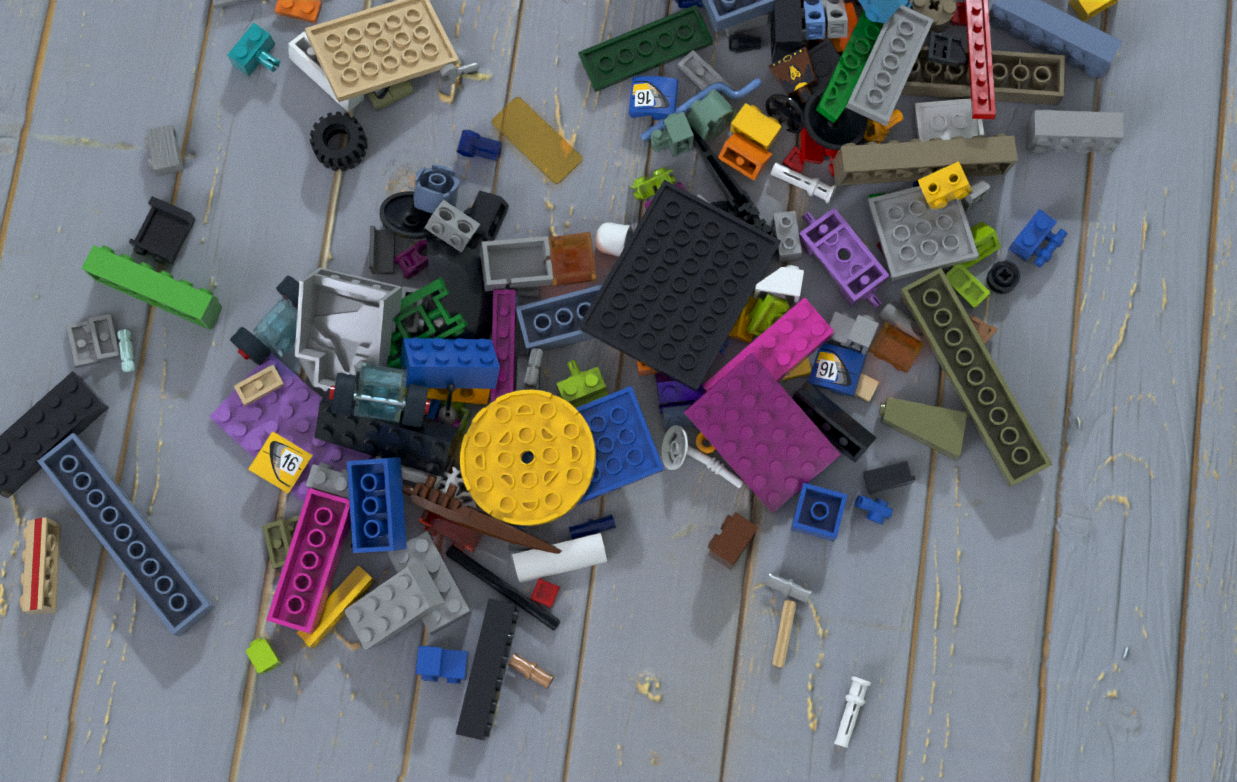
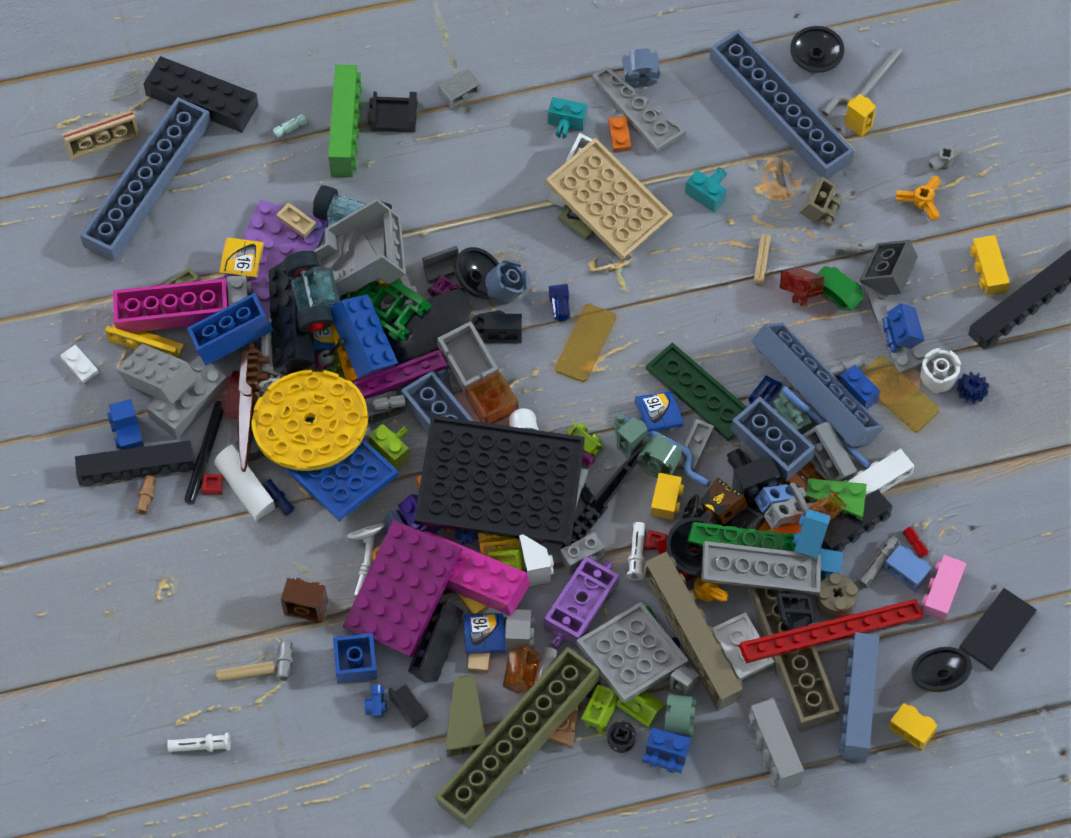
camera: 65 degrees right, 15 degrees down
(92, 341) = (288, 100): light grey slope -> none
(263, 655) = (87, 304): lime brick -> none
(332, 691) = (79, 364): none -> white plate
(336, 125) = (513, 189): black tyre -> none
(450, 72) = (610, 257): light grey bar -> none
(452, 226) = (482, 301): light grey brick -> none
(745, 155) = (637, 496): orange brick -> none
(945, 186) = (672, 649): yellow brick -> none
(1008, 210) = (680, 715): none -> sand green brick

